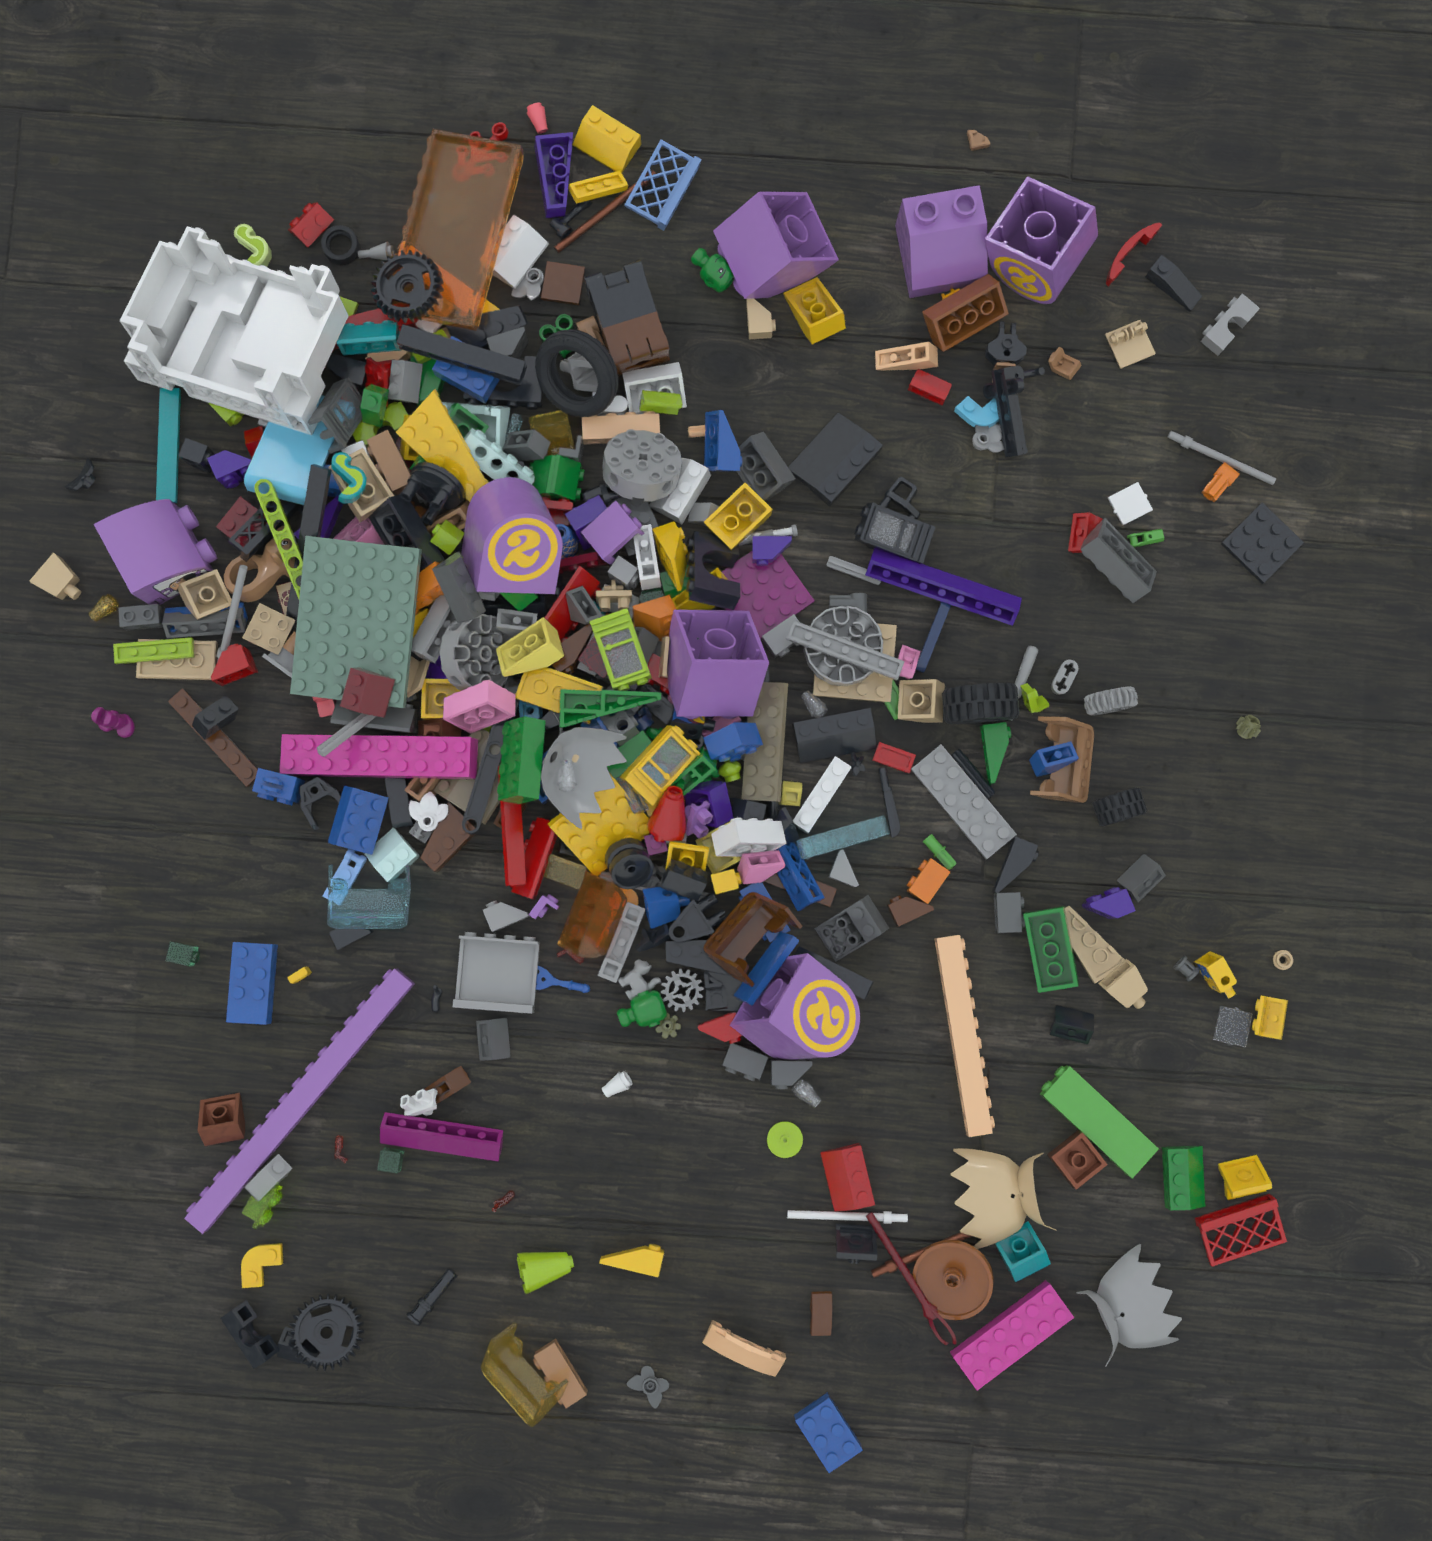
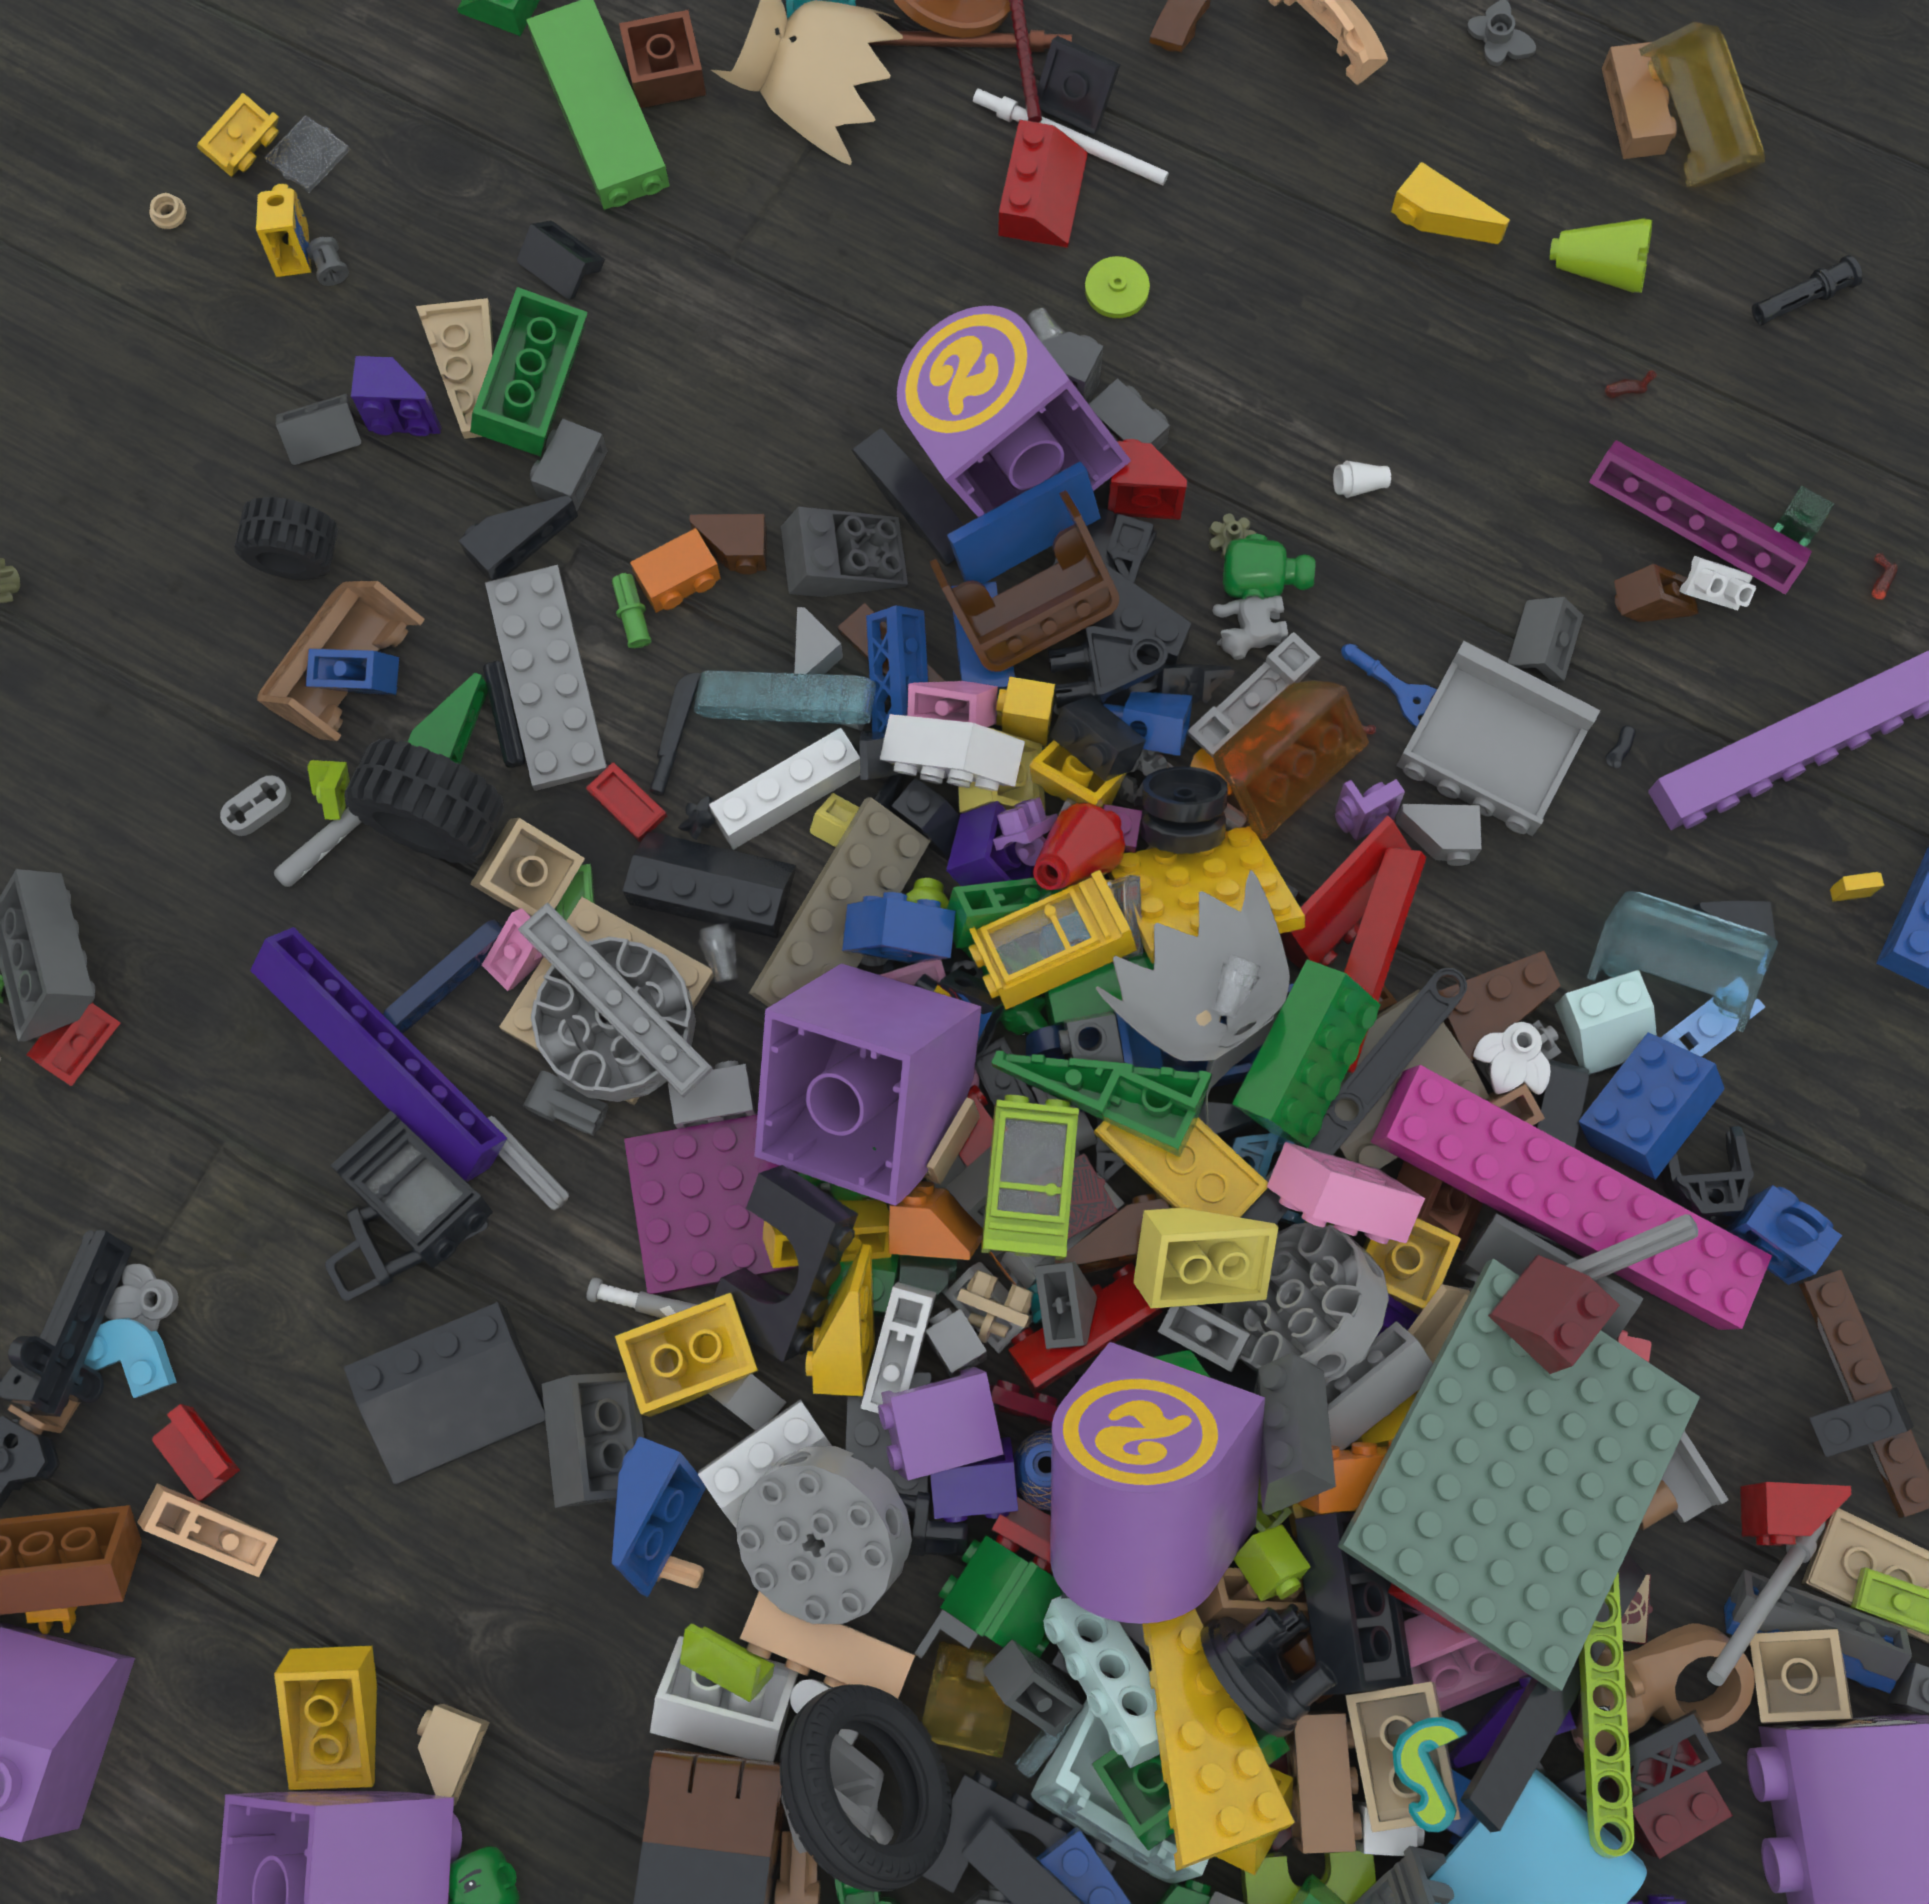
camera: 150 degrees left, 10 degrees down
(268, 629) = (1692, 1556): tan hinge -> none
(565, 871) = (1299, 859): clear yellow panel -> none
(687, 1000) = (1194, 565): light grey gear -> none
(768, 548) = (660, 1265): dark purple slope -> none
(963, 1036) = (743, 316): light nougat brick -> none
(1110, 700) = (198, 719): light grey gear -> none
(1125, 985) = (440, 273): tan torso -> none

